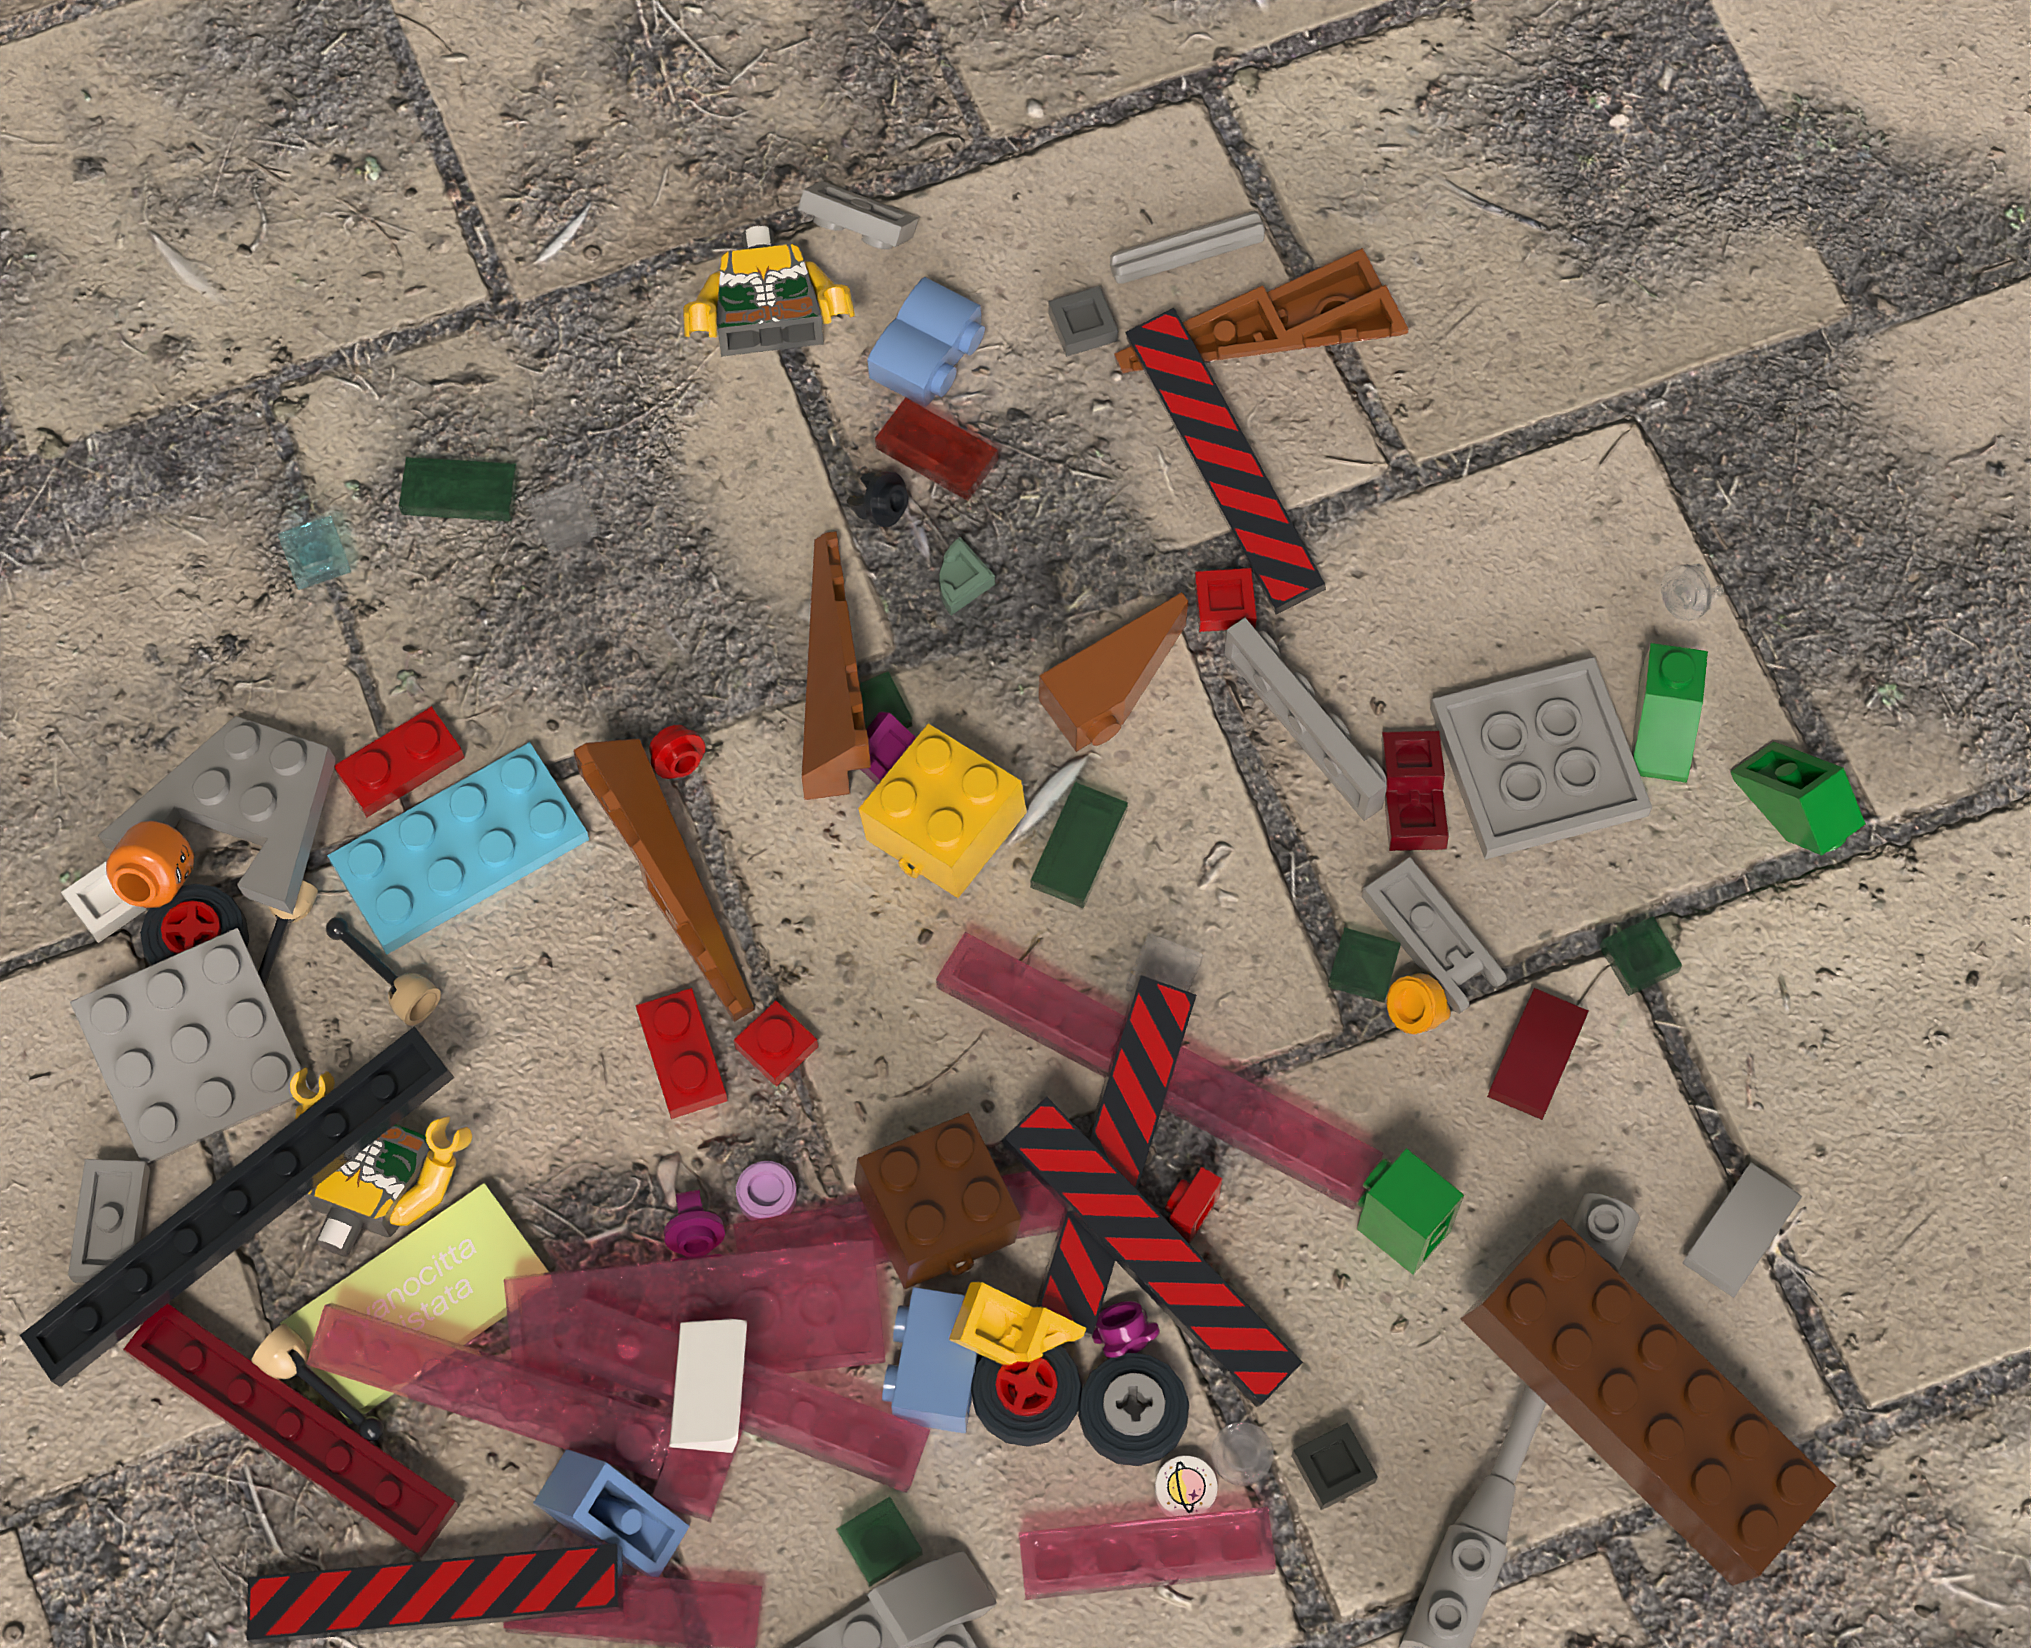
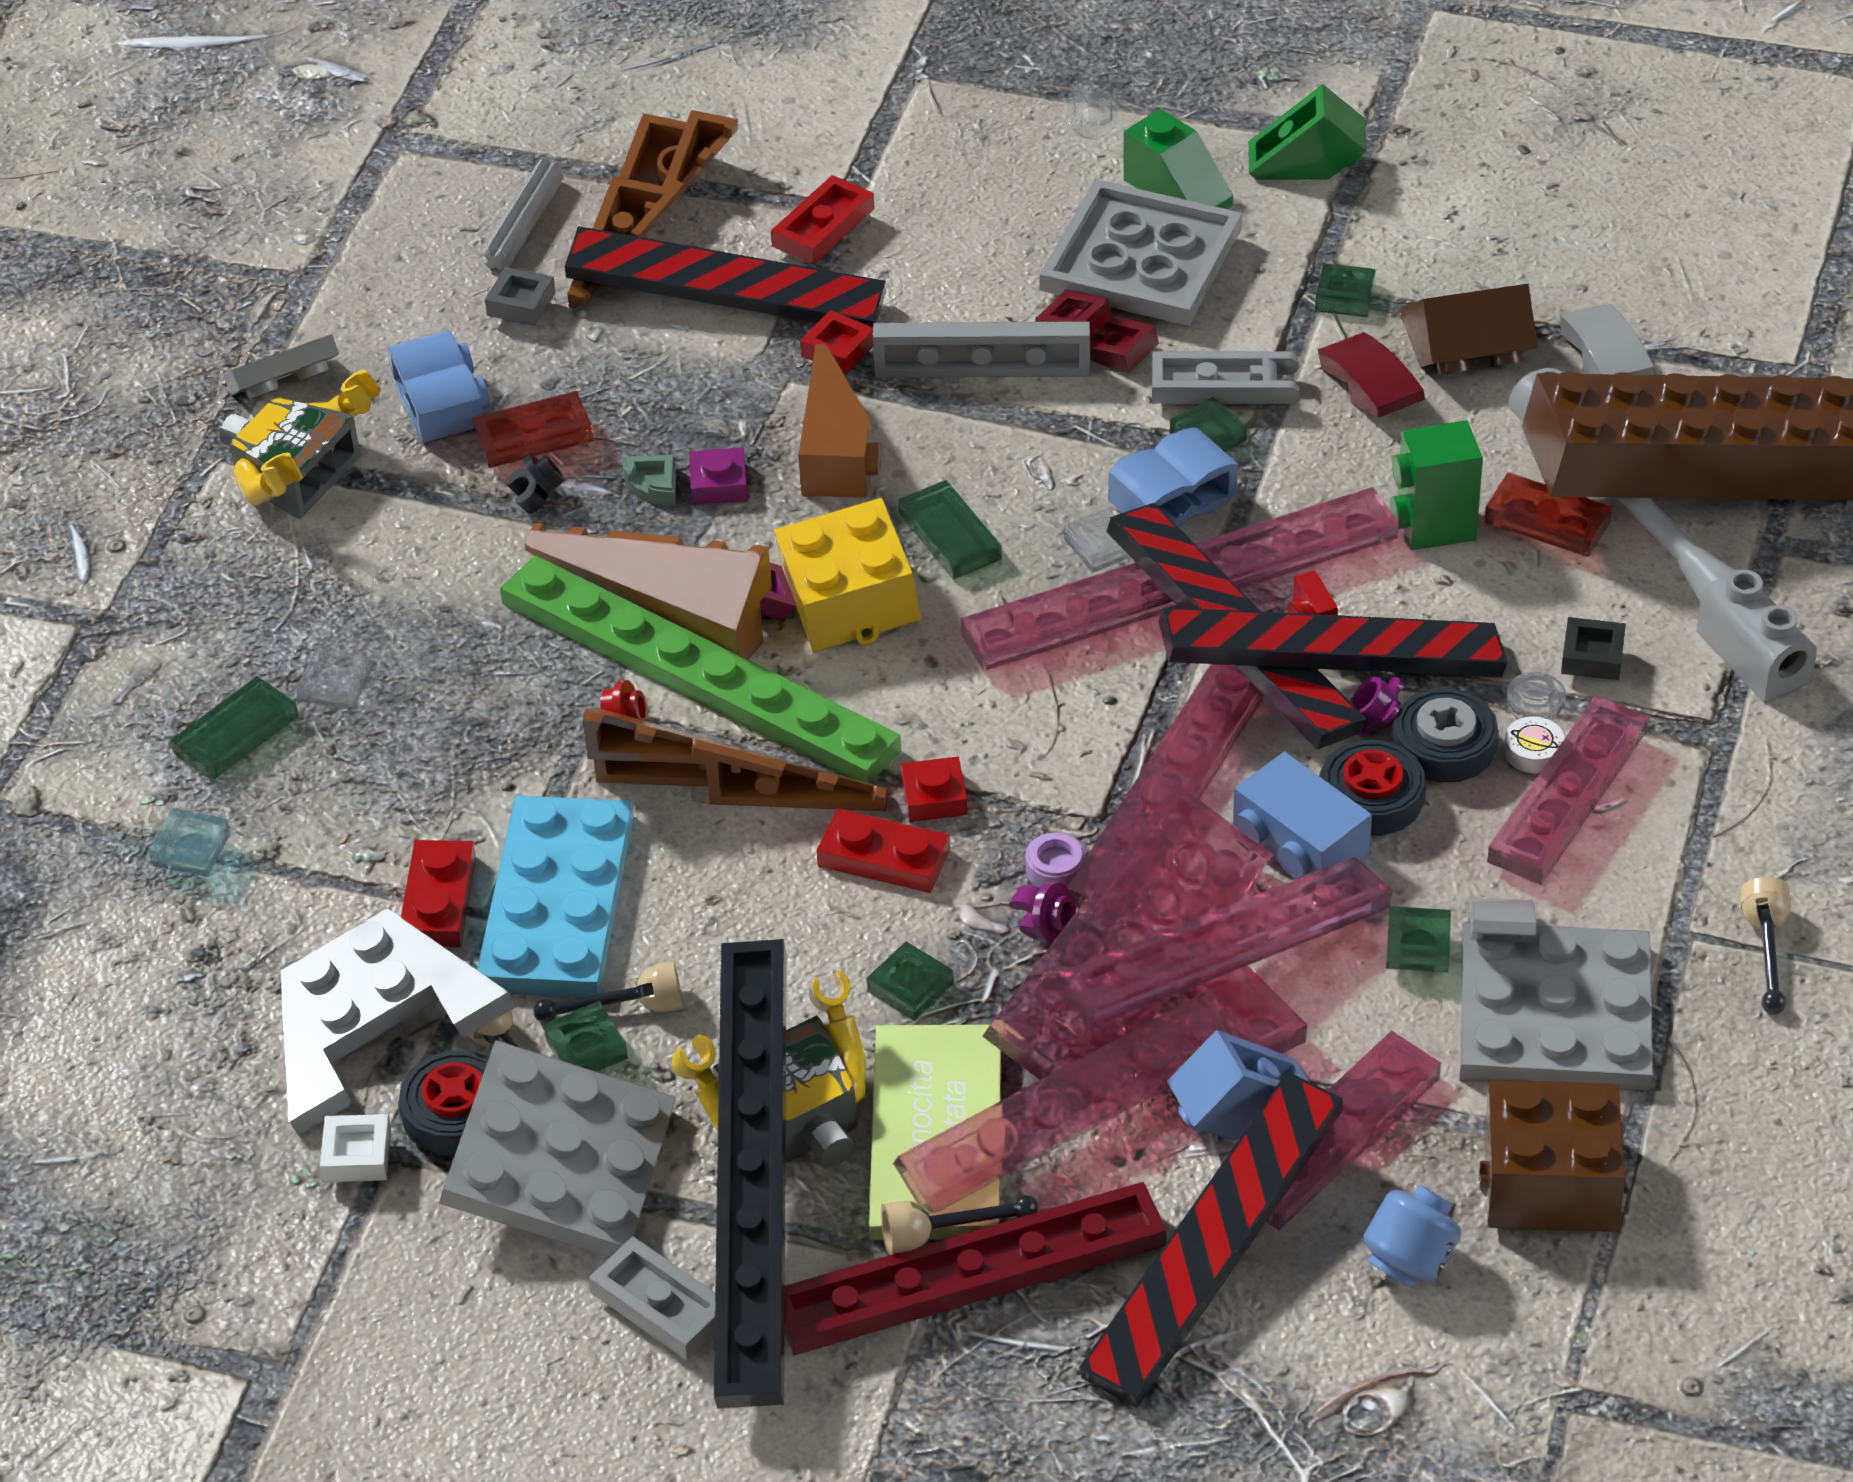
camera: 50 degrees left, 20 degrees down
(150, 864) = (370, 1074): orange head -> none
(318, 982) = (586, 1038): none -> clear green plate
(559, 1172) = (910, 980): none -> clear green tile
(708, 1385) = (1211, 931): white slope -> none
(774, 775) = (702, 670): none -> bright green plate
(937, 1201) = (1180, 726): reddish brown brick -> none
(1002, 623) = (718, 476): none -> magenta plate
(1008, 1328) = (1322, 748): yellow slope -> none
(1265, 982) = (1180, 475): none -> medium blue brick
(1367, 477) = (822, 219): none -> red plate
(1417, 1003) = (1270, 411): light orange tile -> none
(1458, 1287) = (1560, 521): none -> clear red plate
(1663, 1096) = (1471, 327): none -> reddish brown slope

